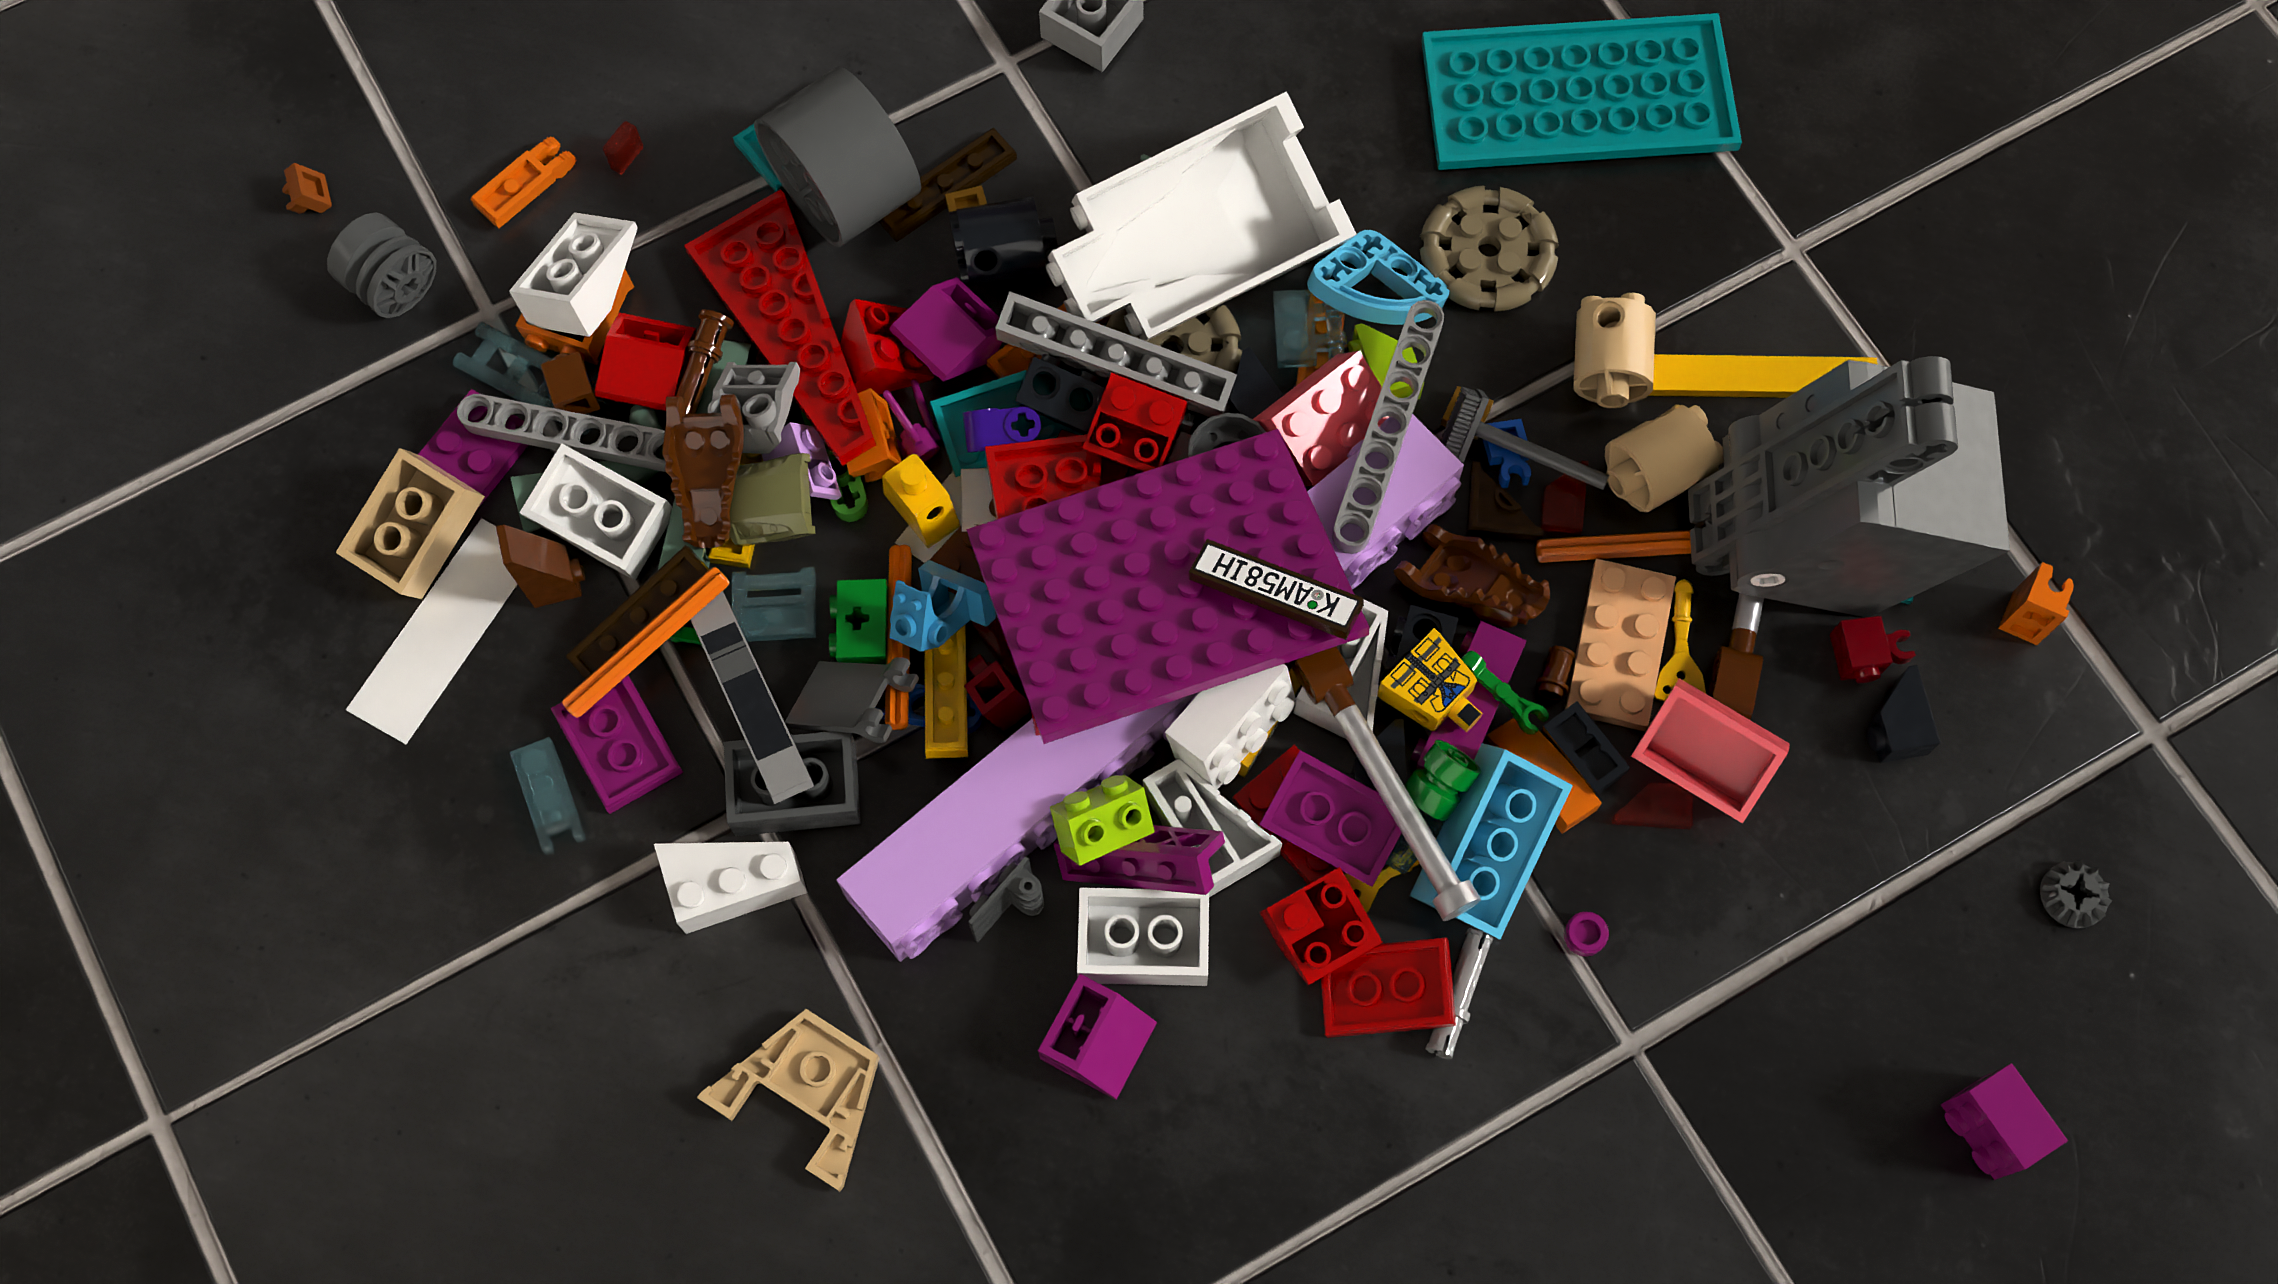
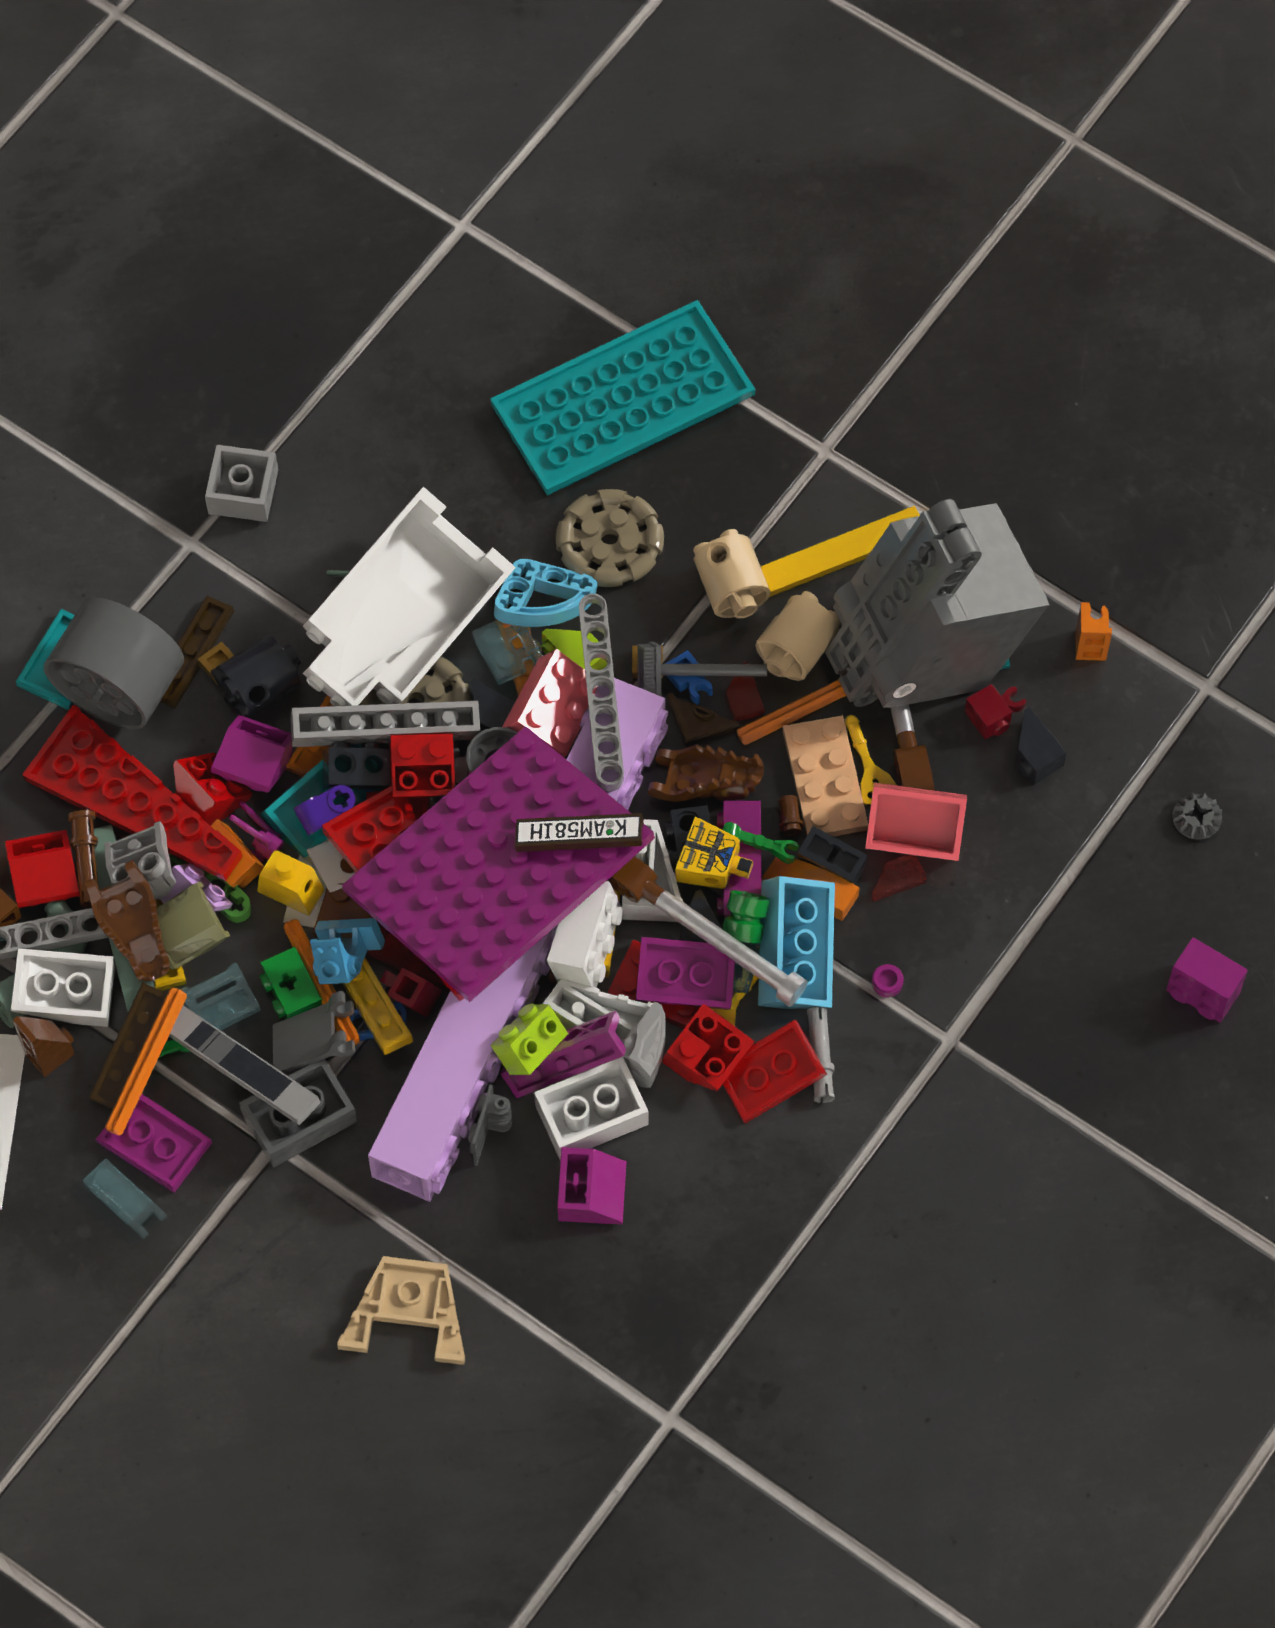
camera: 25 degrees left, 5 degrees down
(727, 879) = (284, 1196): white wedge -> none
(1244, 891) = (646, 1048): none -> light grey slope

